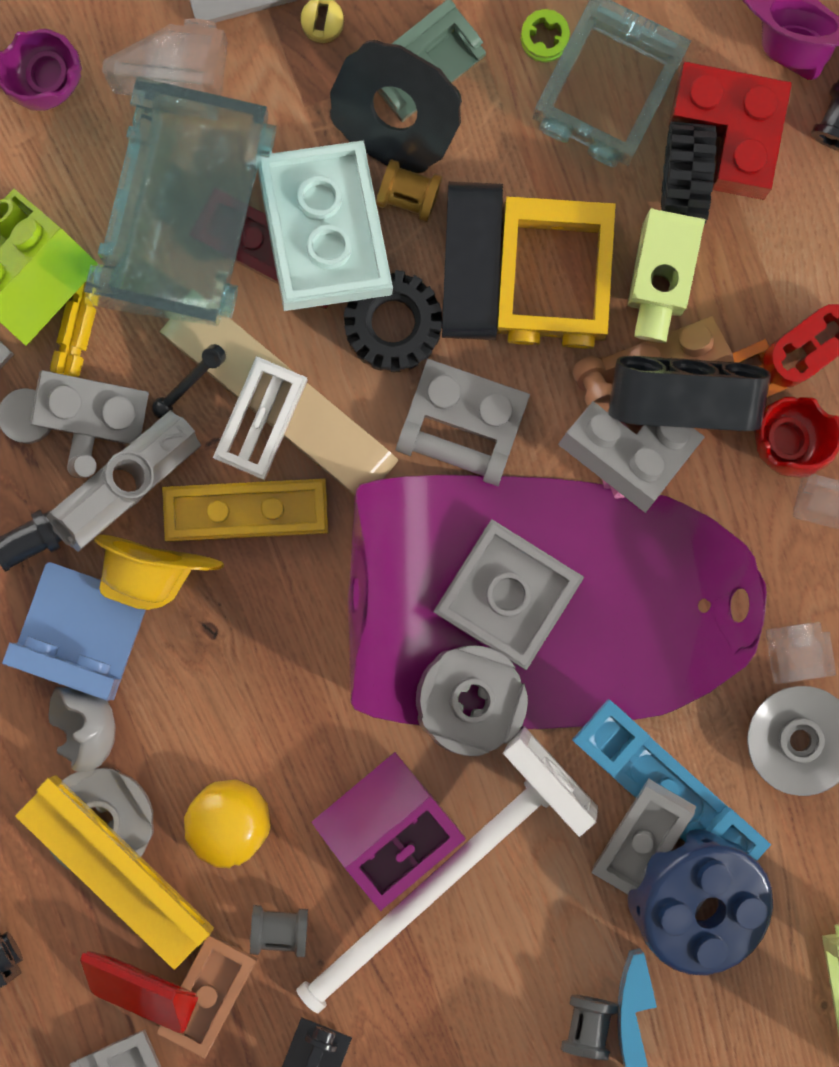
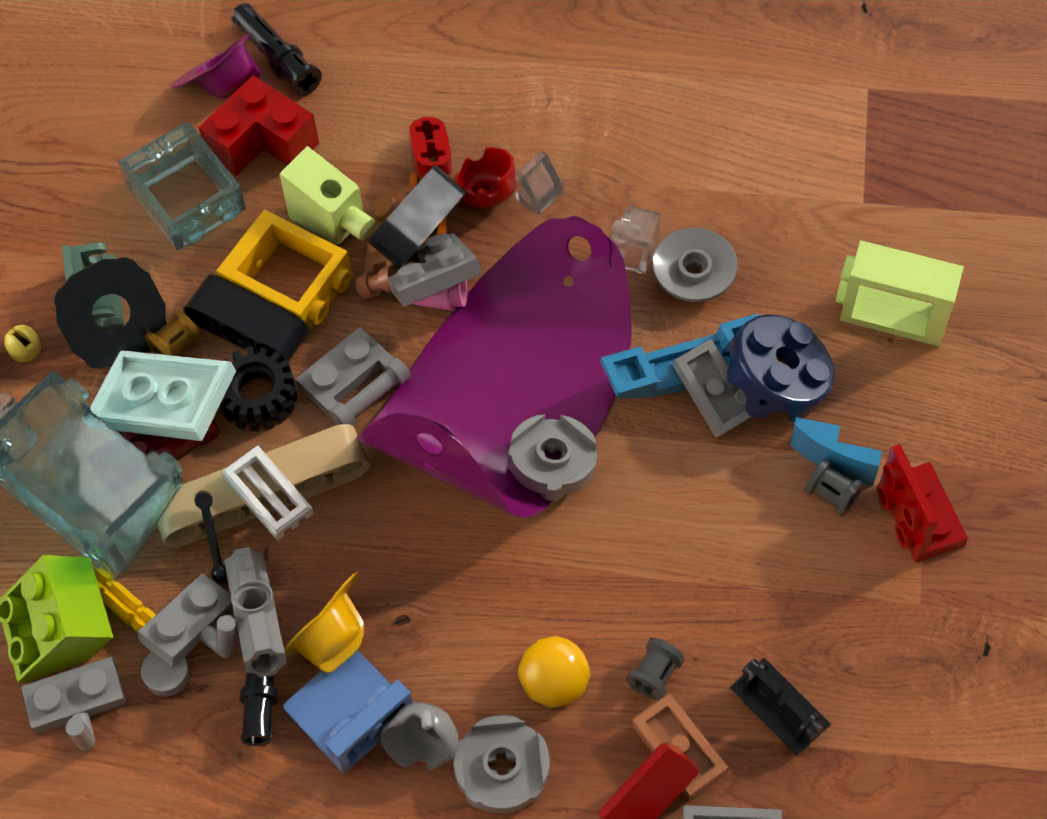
camera: 60 degrees left, 25 degrees down
(114, 871) = (545, 756): yellow fence -> none
(245, 510) = (328, 551): yellow tile -> none
(388, 831) = (620, 551): magenta slope -> none
(508, 594) = (489, 400): light grey plate -> none
(545, 786) = (640, 423): white tile -> none
(551, 21) = (119, 208): lime bush -> none
(689, 169) = (264, 155): black tyre -> none

